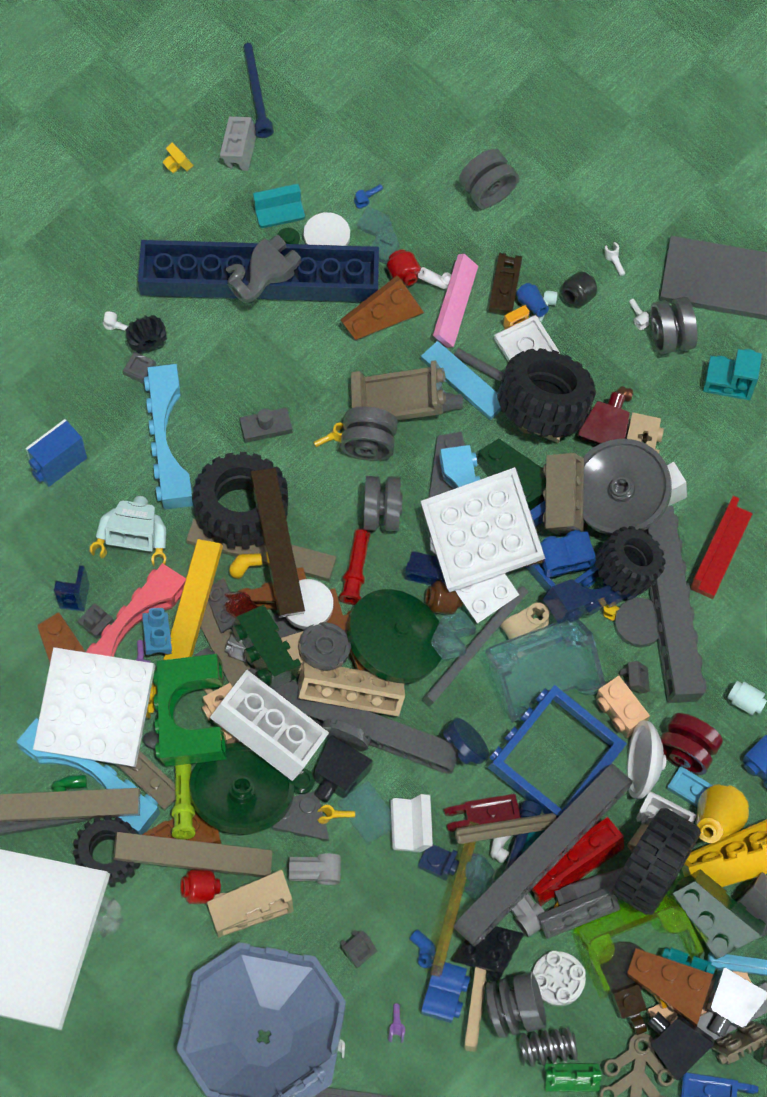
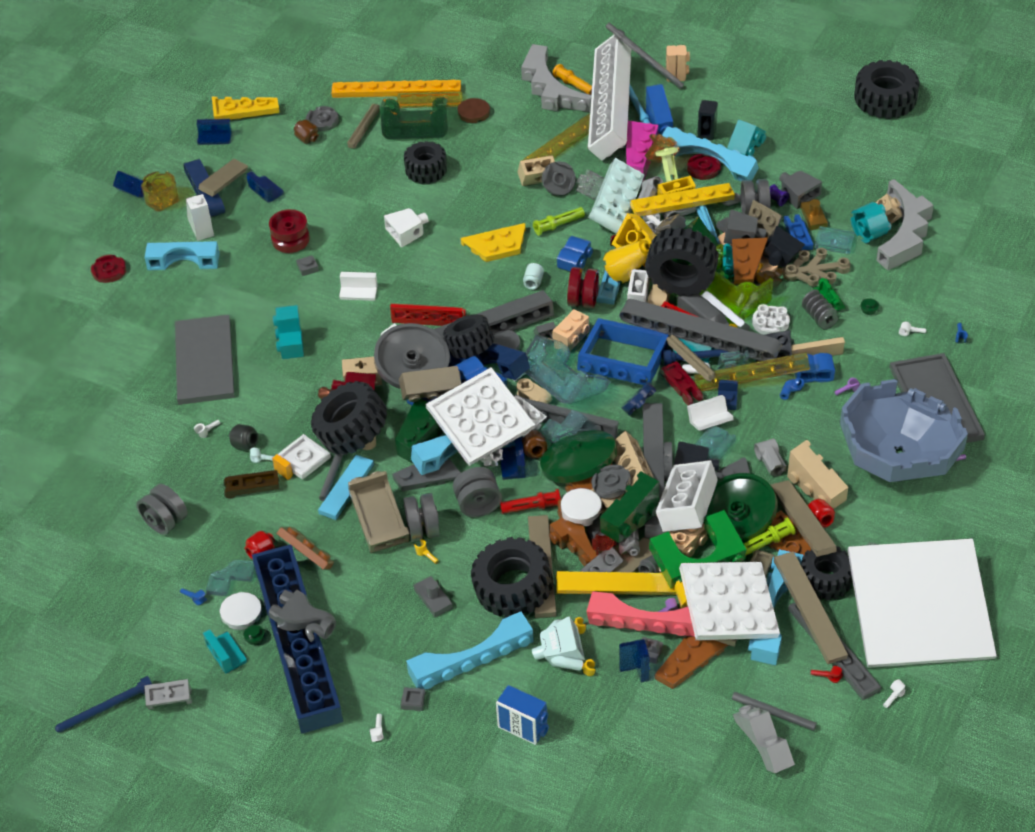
camera: 105 degrees left, 20 degrees down
(69, 782) = (788, 621): green arm -> none
(146, 333) = (384, 694): black gear -> none
(156, 631) = (645, 596): dark azure hips -> none
(176, 159) = (198, 736): yellow tile -> none
(243, 562) = (557, 565): yellow arm -> none
(277, 542) = (544, 527): dark brown tile -> none
(331, 813) = (729, 457): yellow hand -> none
(359, 948) = (812, 417): dark grey tile -> none
(434, 278) = (262, 522): white arm -> none
(455, 300) = (282, 507): bright pink tile -> none
(510, 1006) = (805, 321): dark grey wheel -> none
(532, 298) = (263, 460): blue cone -> none
(642, 318) = (254, 398): white hand -> none
(644, 759) = (606, 308): white dish -> none
(673, 325) = (261, 370): flat silver wheel -> none

